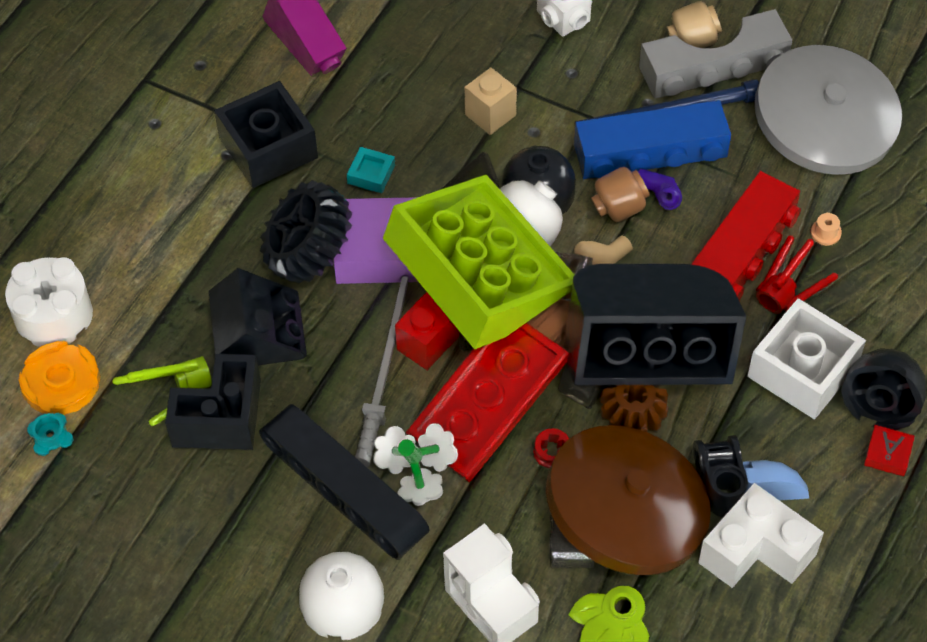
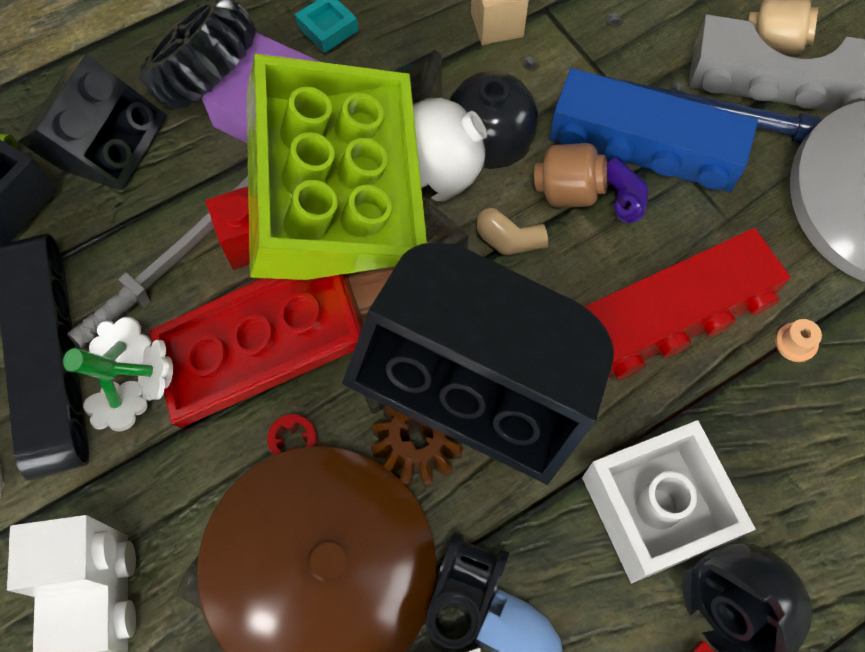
camera: 30 degrees right, 10 degrees up
(778, 291) = (687, 389): red plant -> none

